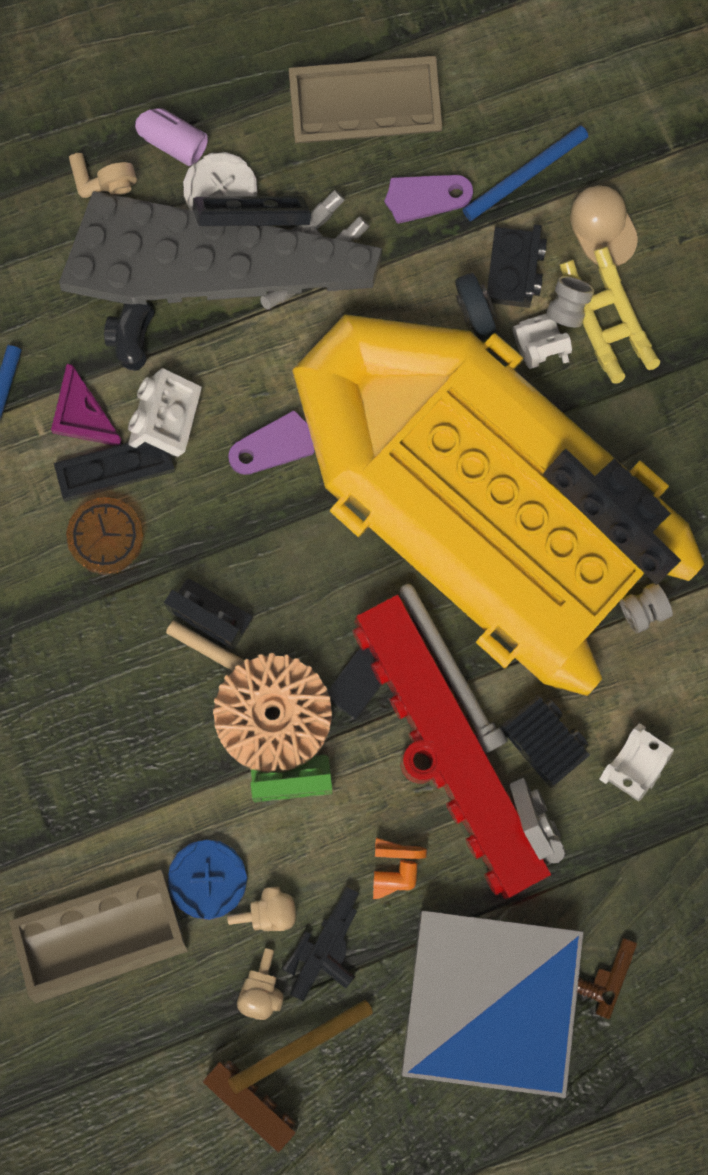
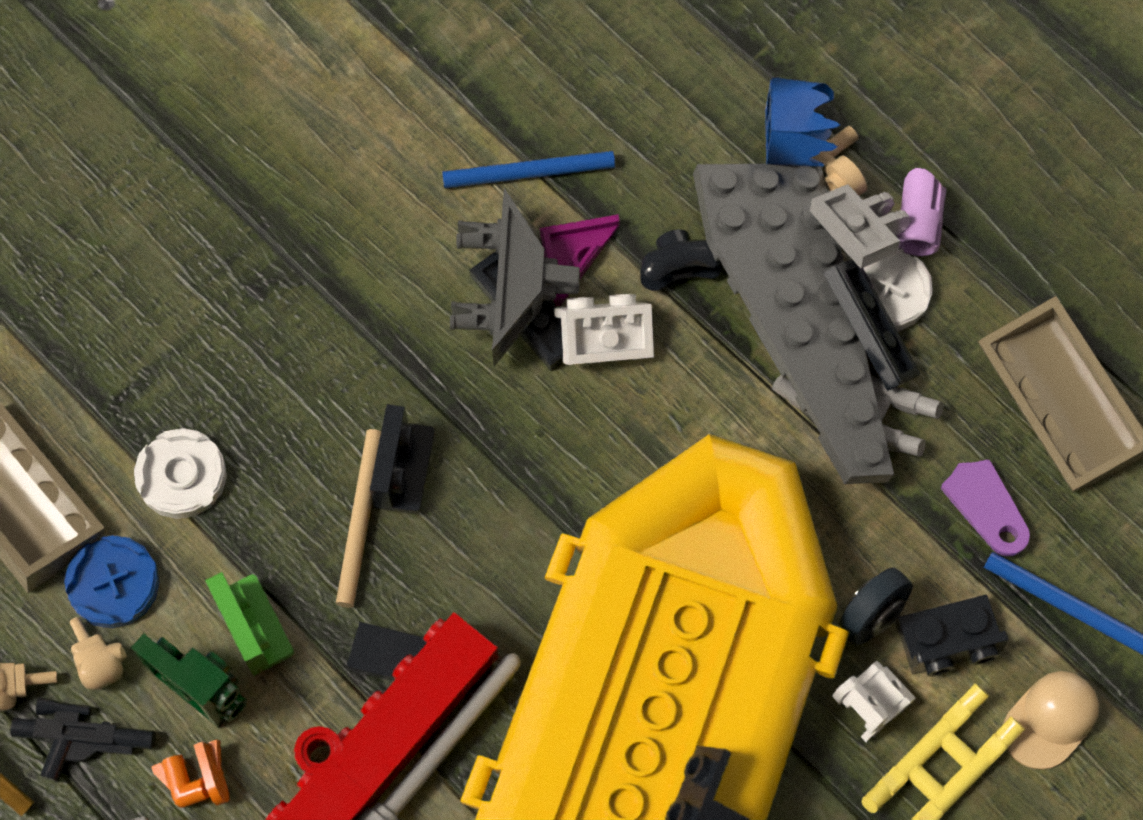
camera: 70 degrees right, 10 degrees down
(53, 195) = (792, 126): none -> blue piece
(93, 456) = (522, 278): none -> dark grey connector
(105, 535) = (430, 335): clear orange tile -> none
(137, 793) = (180, 473): none -> white tile
(168, 185) = (857, 223): none -> light grey hinge
(273, 445) = (619, 453): medium lavender piece -> none
(277, 743) = (310, 540): light nougat wheel -> none
(334, 829) = (197, 679): none -> dark green plate
(570, 302) = (934, 709): light grey wheel -> none

